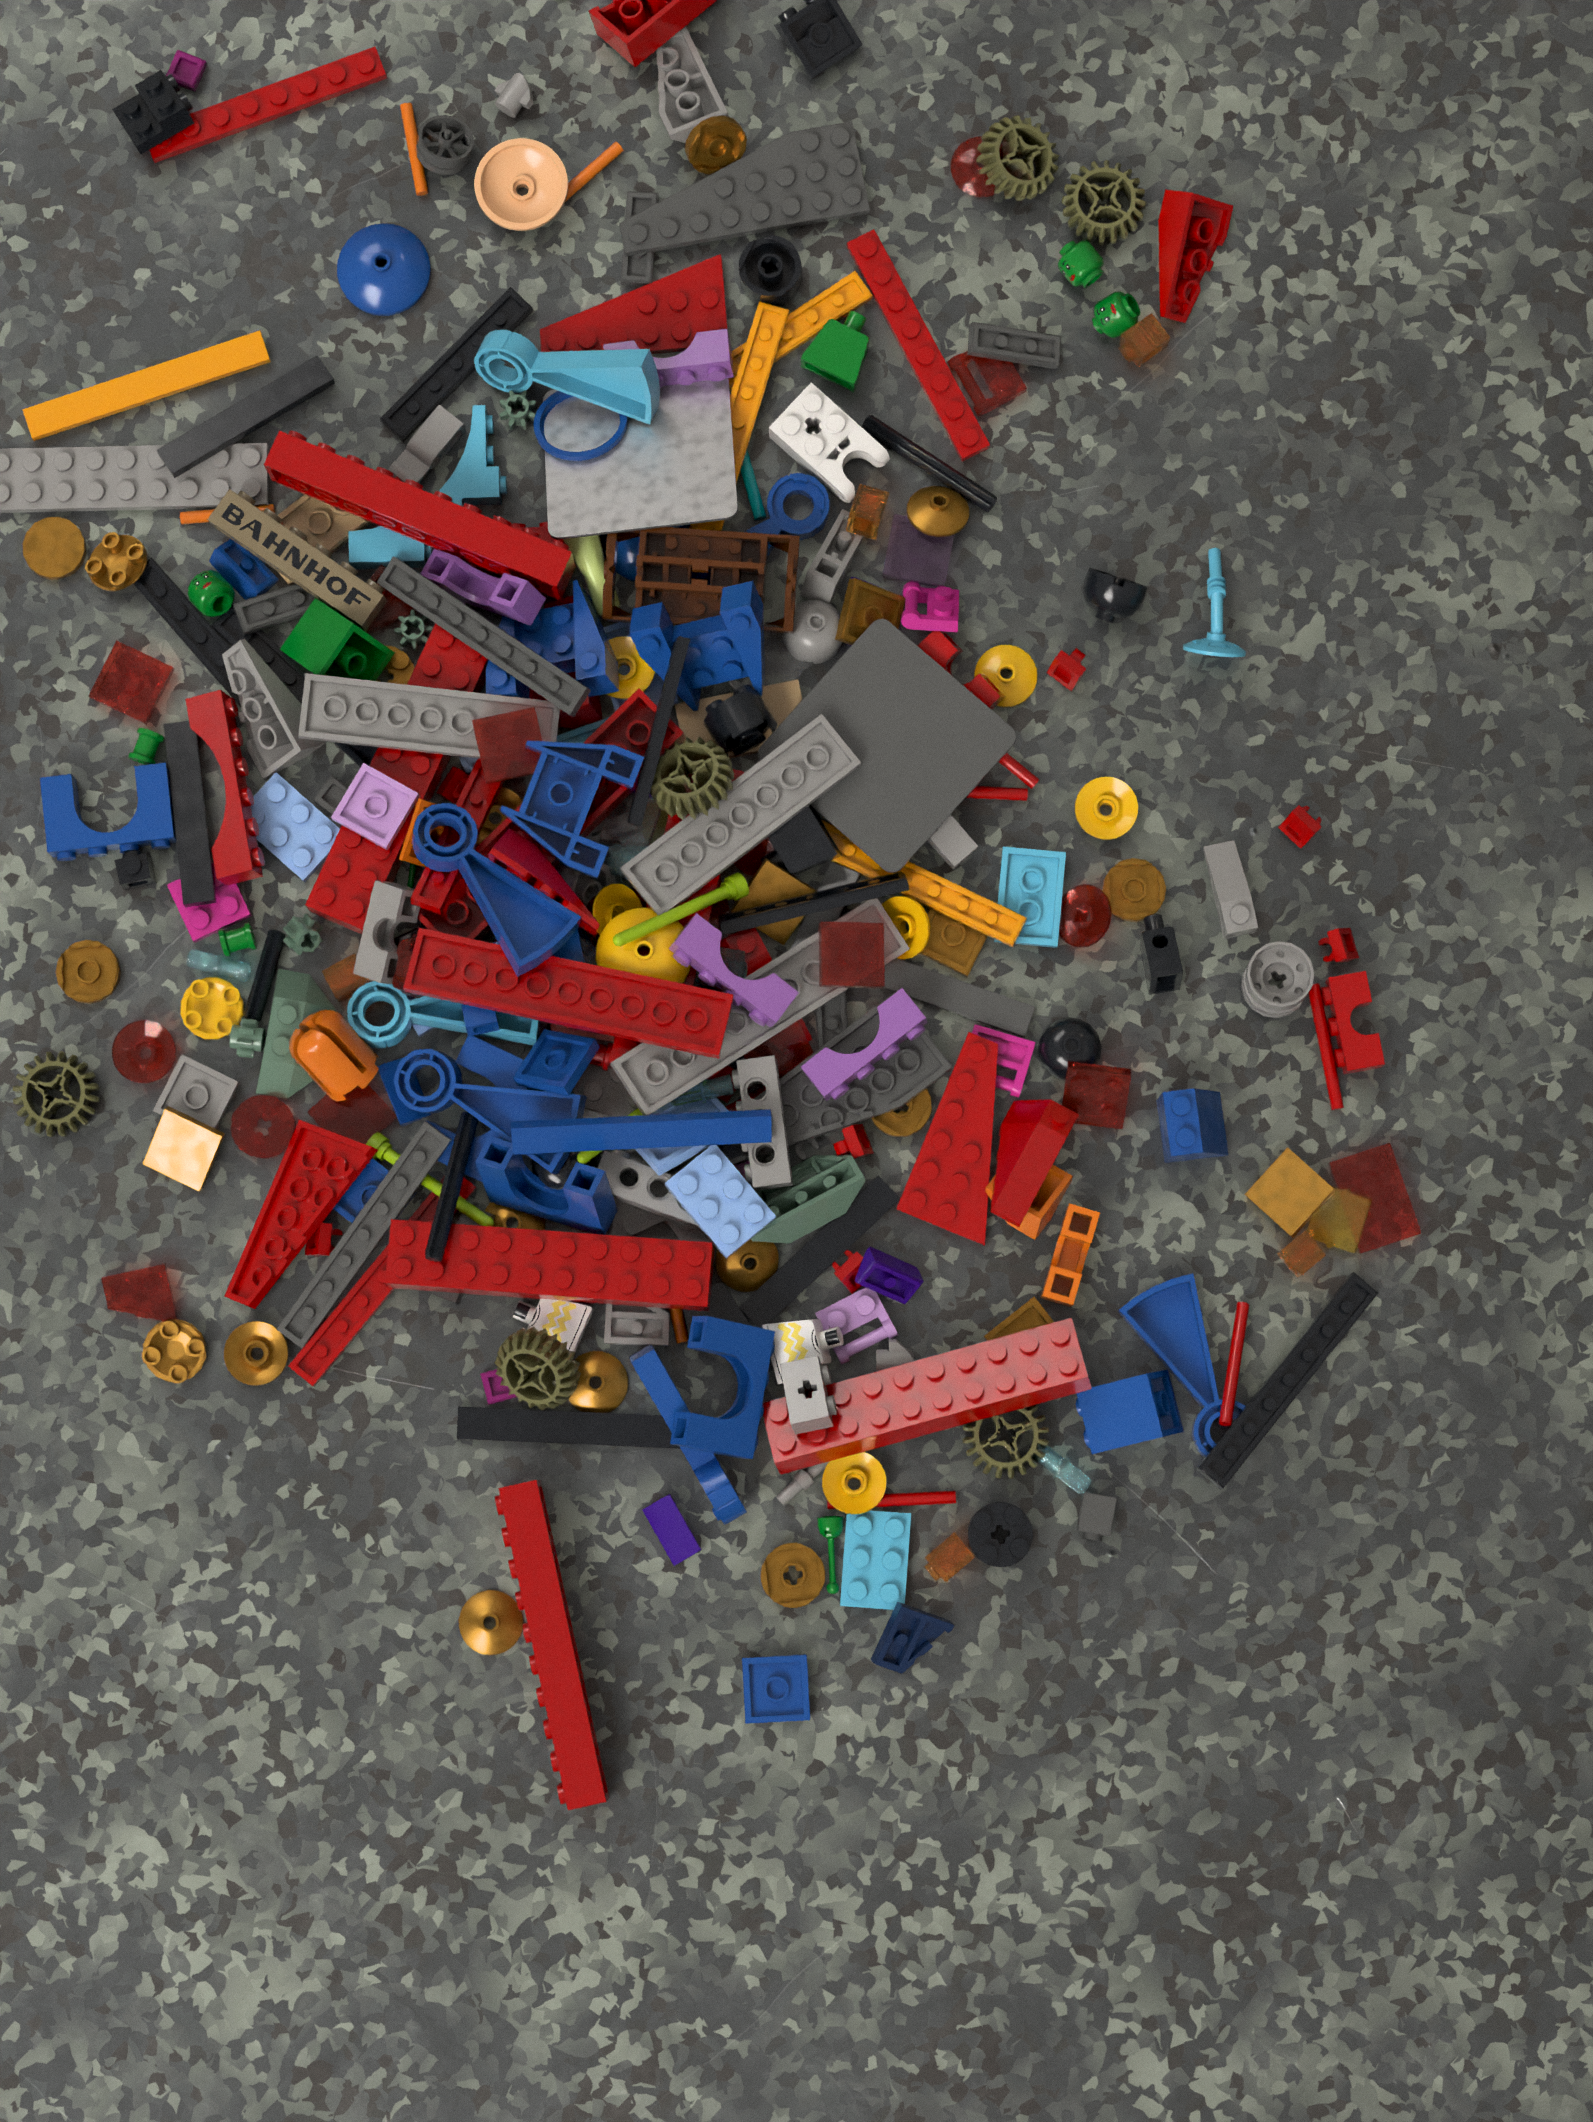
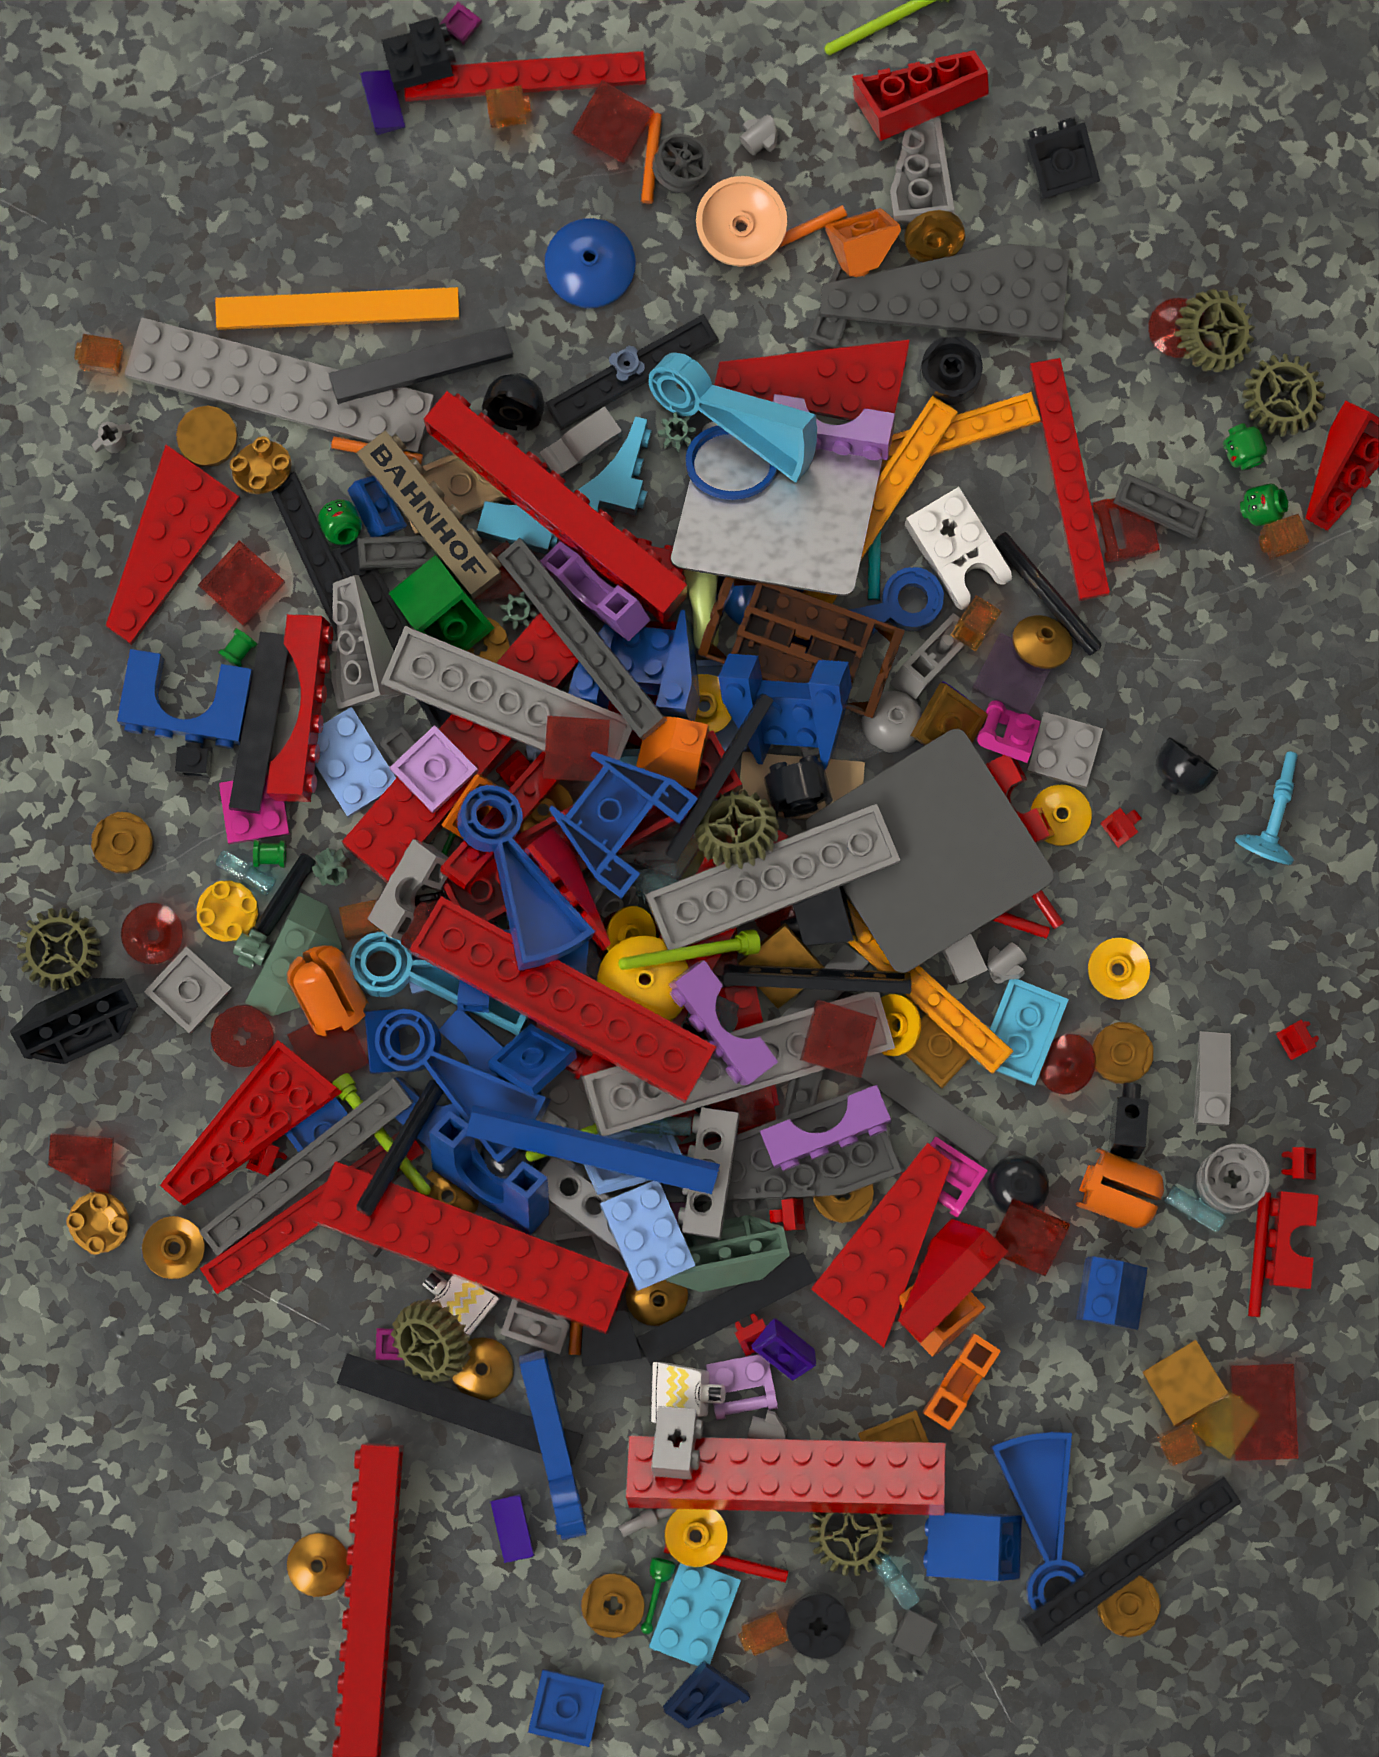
camera: 15 degrees right, 0 degrees up
(49, 646) = (174, 529): none -> red wing
(94, 1159) = (76, 1021): none -> black wedge
(131, 169) = (382, 101): none -> dark purple slope
(183, 1148) = (162, 1035): tile -> none
(257, 138) = (507, 106): none -> clear orange brick
(349, 426) = (514, 401): none -> black cylinder
(365, 124) = (613, 122): none -> clear red plate
(448, 347) = (618, 359): none -> sand blue plate
(608, 717) = (675, 750): none -> orange slope
(646, 169) = (863, 240): none -> orange slope
(749, 1354) = (632, 1388): blue arch -> none
(839, 351) = (993, 464): green torso -> none
(990, 611) = (1064, 750): none -> light grey plate
(994, 835) = (1006, 963): none -> light grey piece
(1172, 1022) = (1115, 1203): none -> orange cylinder
(1234, 1363) = (1085, 1530): red bar -> none
(1249, 1020) = (1195, 1209): none -> clear light blue axle
(1301, 1428) = (1131, 1609): none -> pearl gold tile

